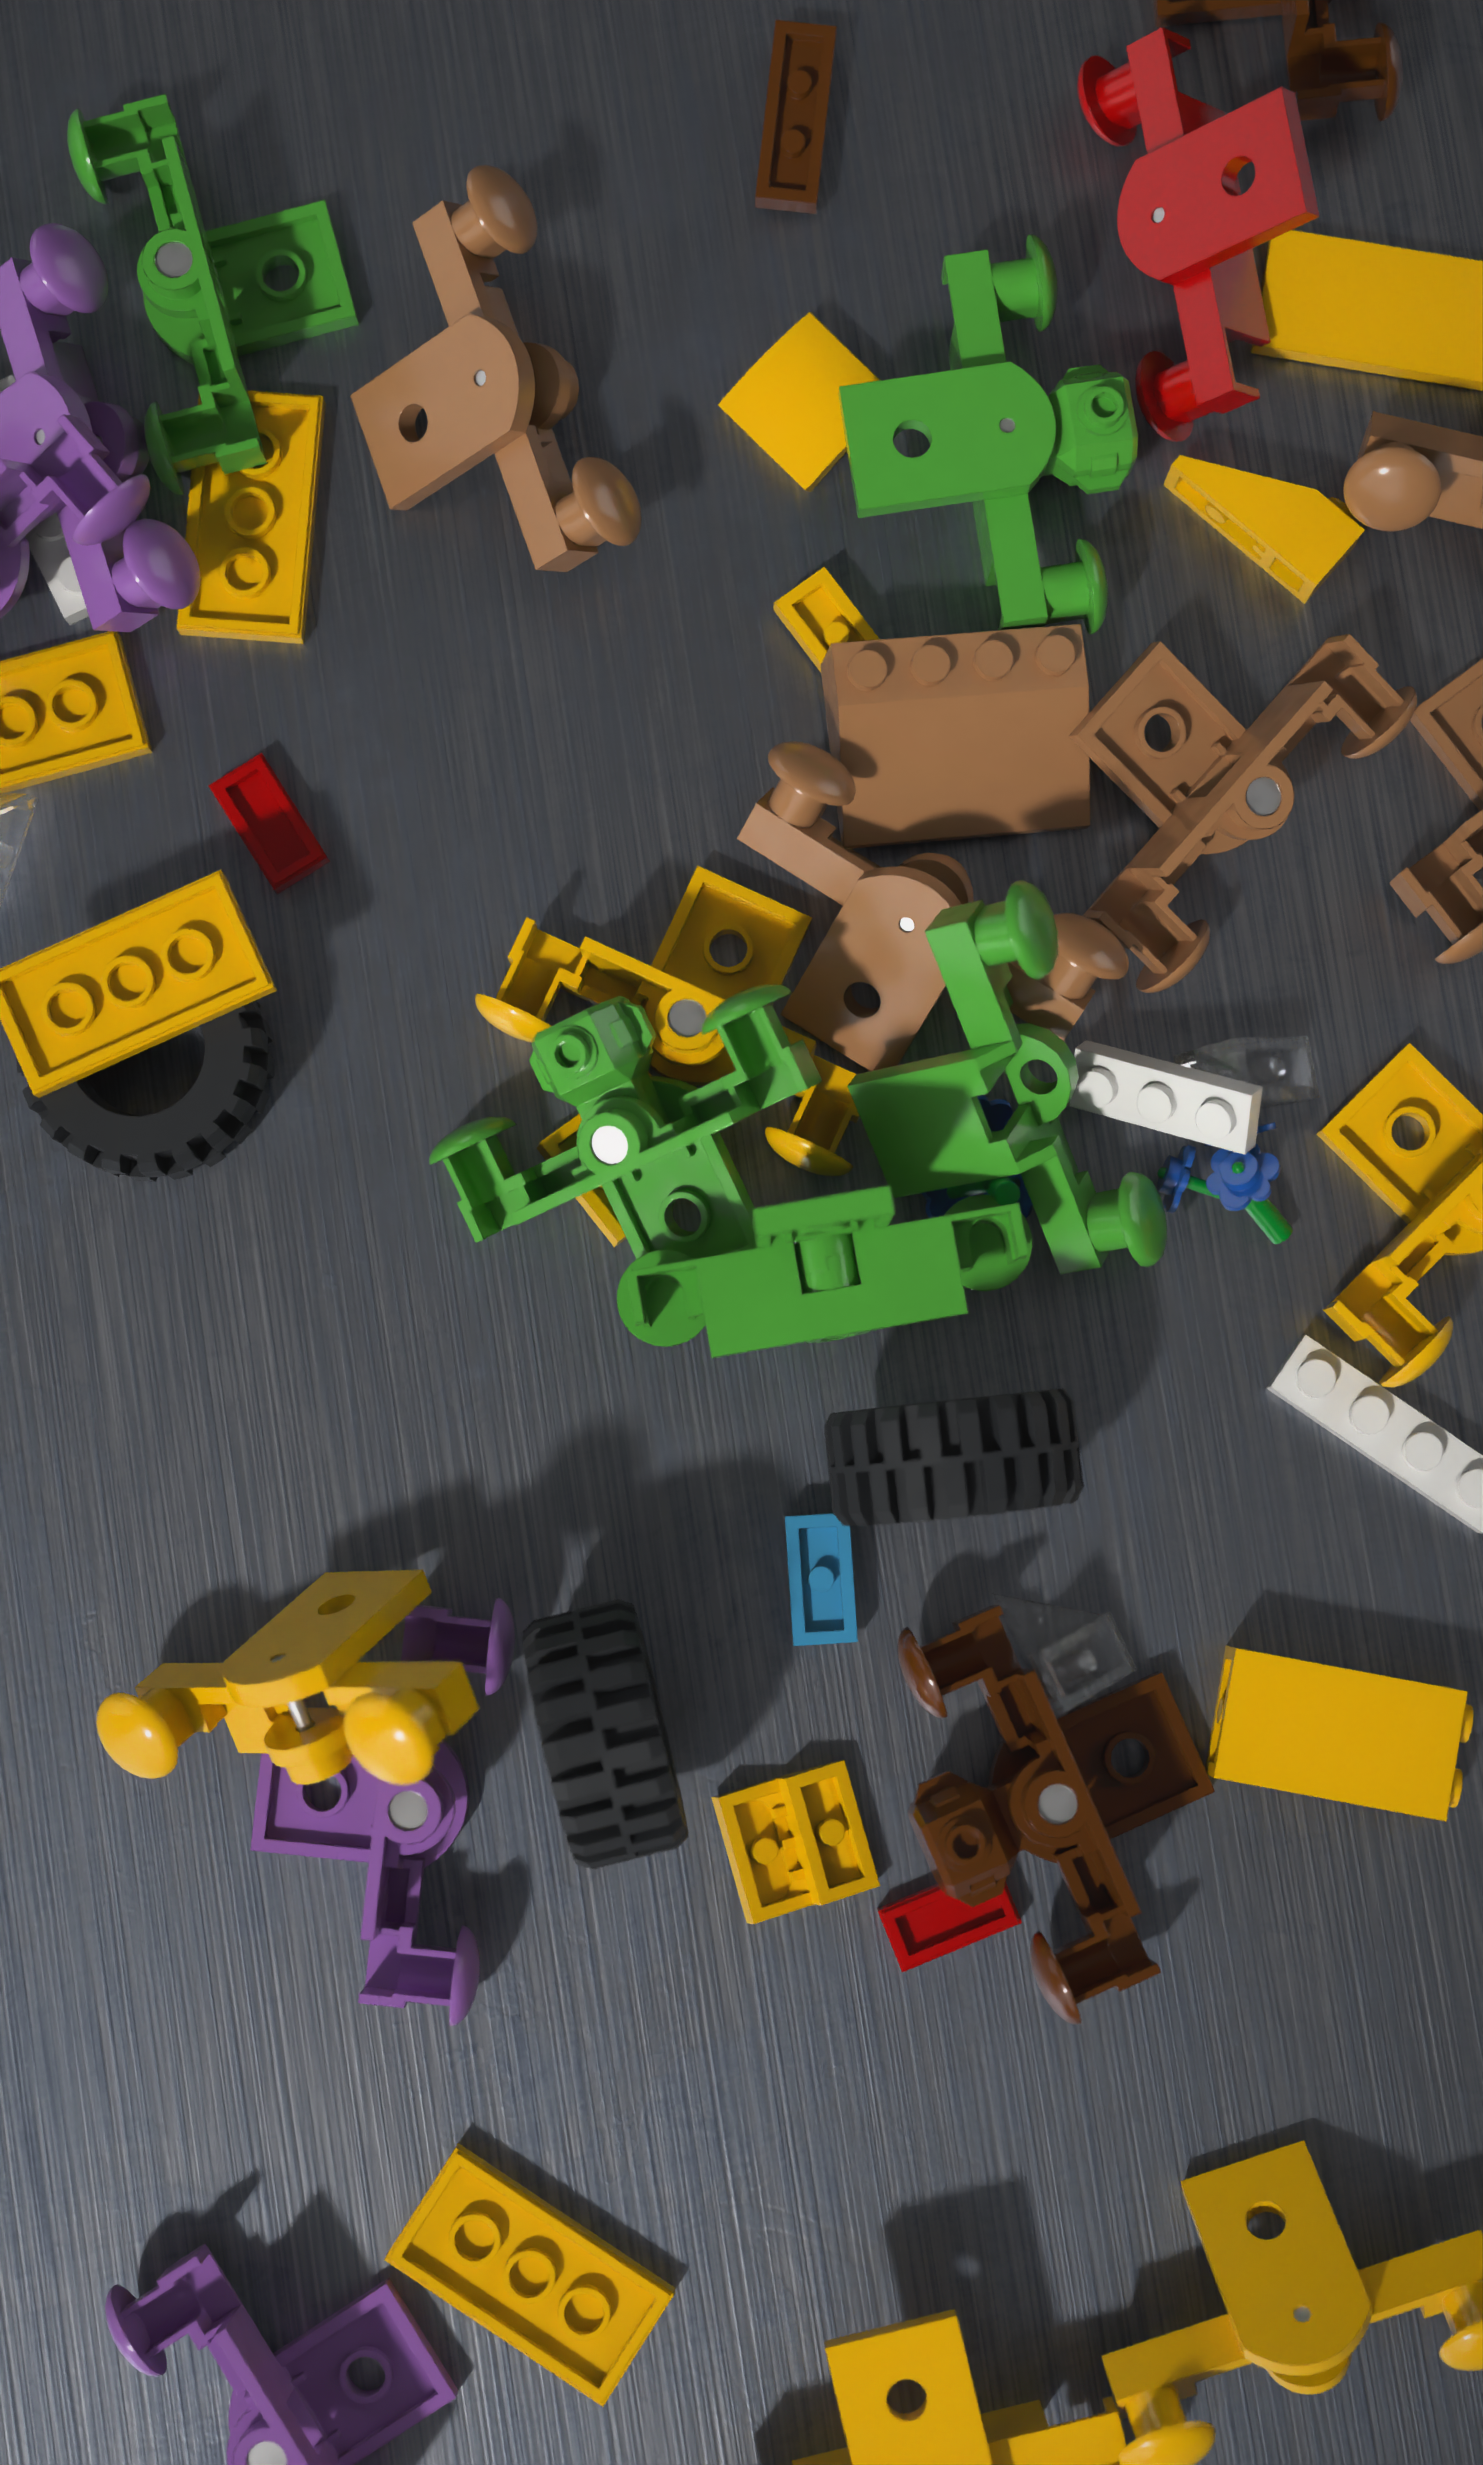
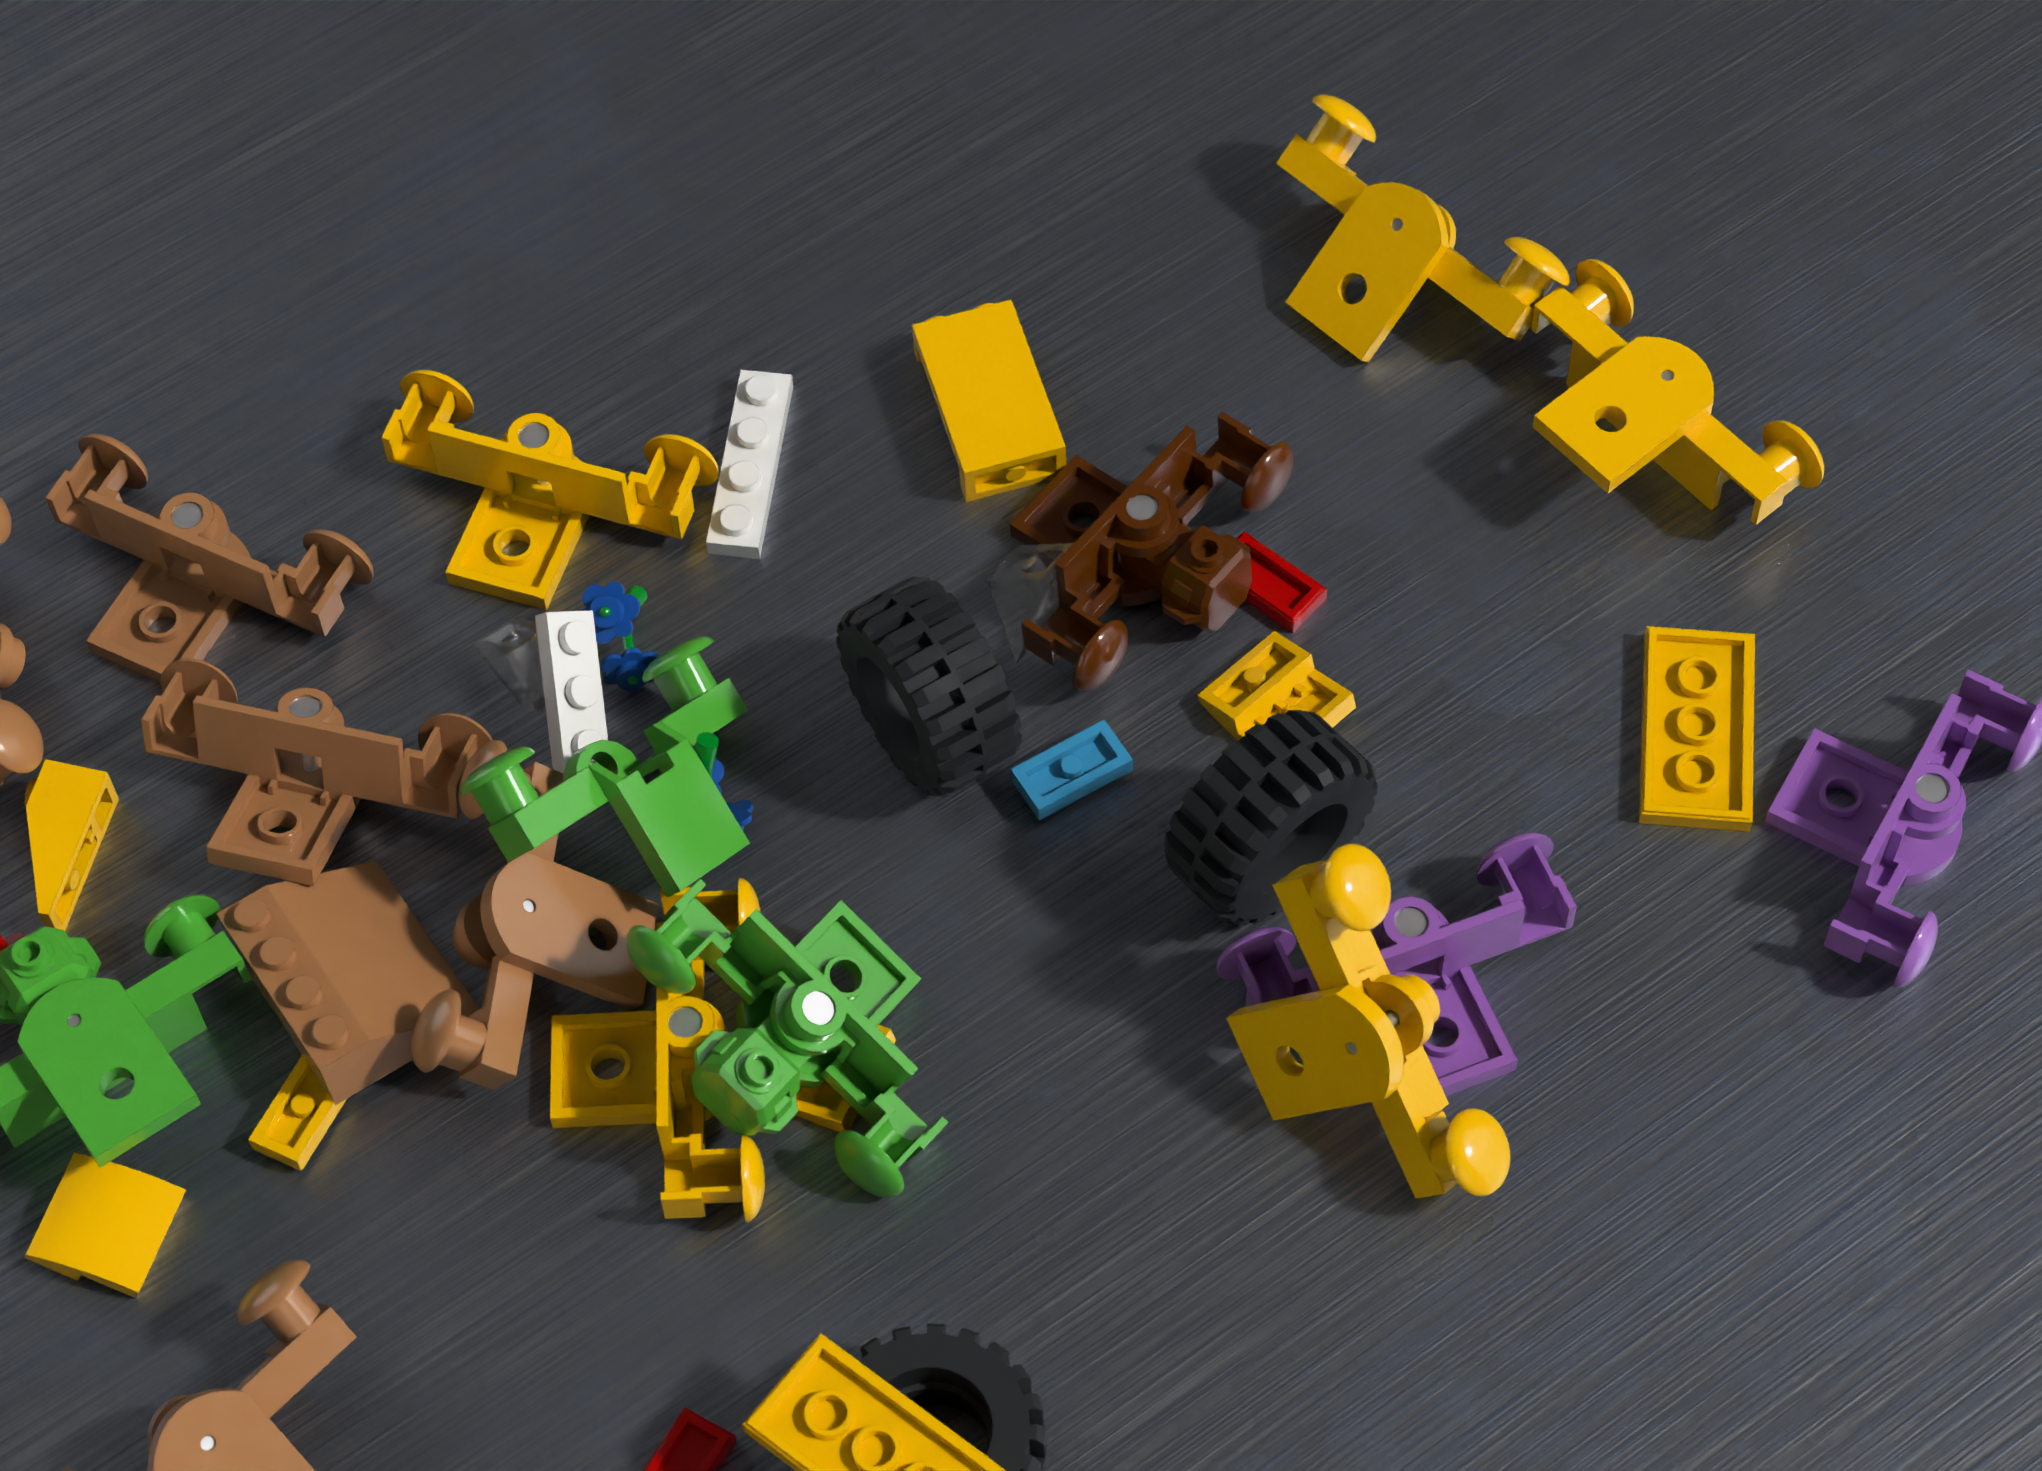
camera: 115 degrees left, 25 degrees down
(826, 1273) = (838, 849): bright green piece -> none

